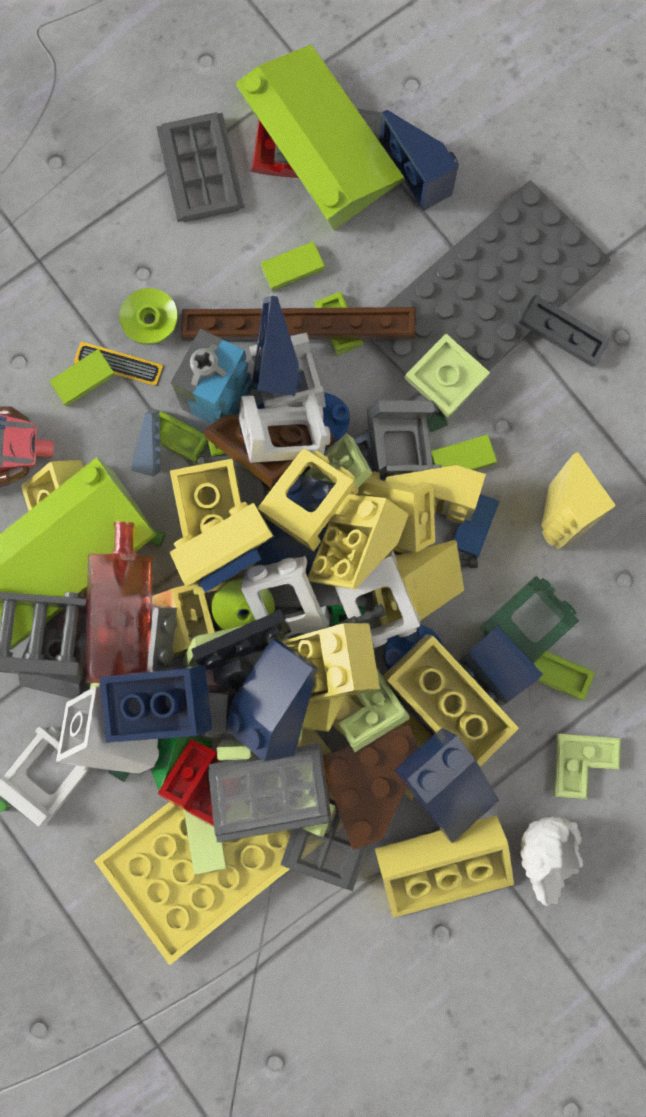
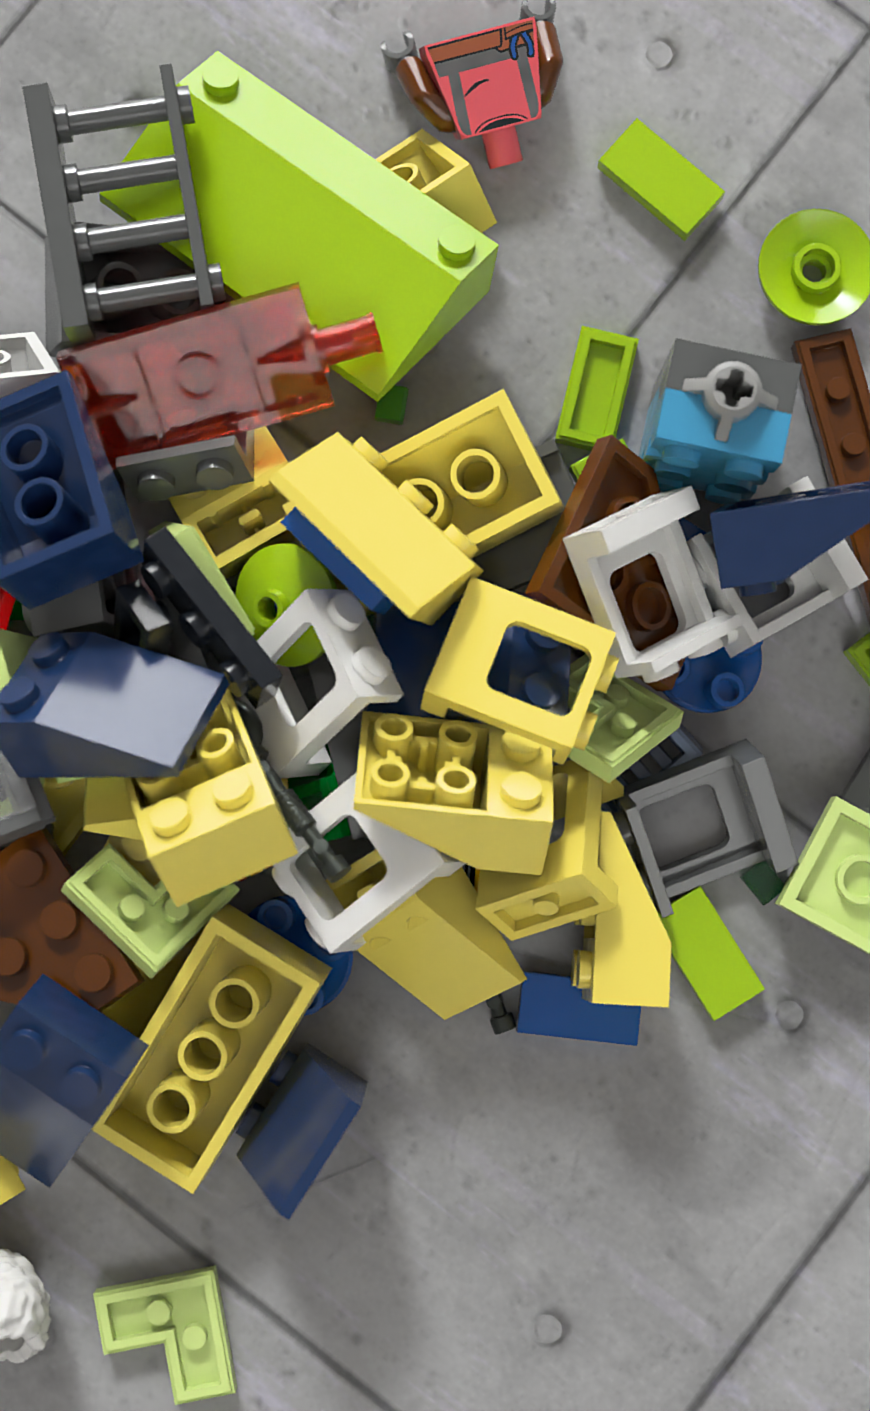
camera: 70 degrees right, 5 degrees up
(124, 364) = (711, 250): sticker -> none
(147, 453) = (550, 342): sand blue slope -> none
(503, 619) = (383, 1113): clear green window -> none
(564, 675) = (329, 1246): lime tile -> none
(573, 503) = (655, 1198): light yellow slope -> none

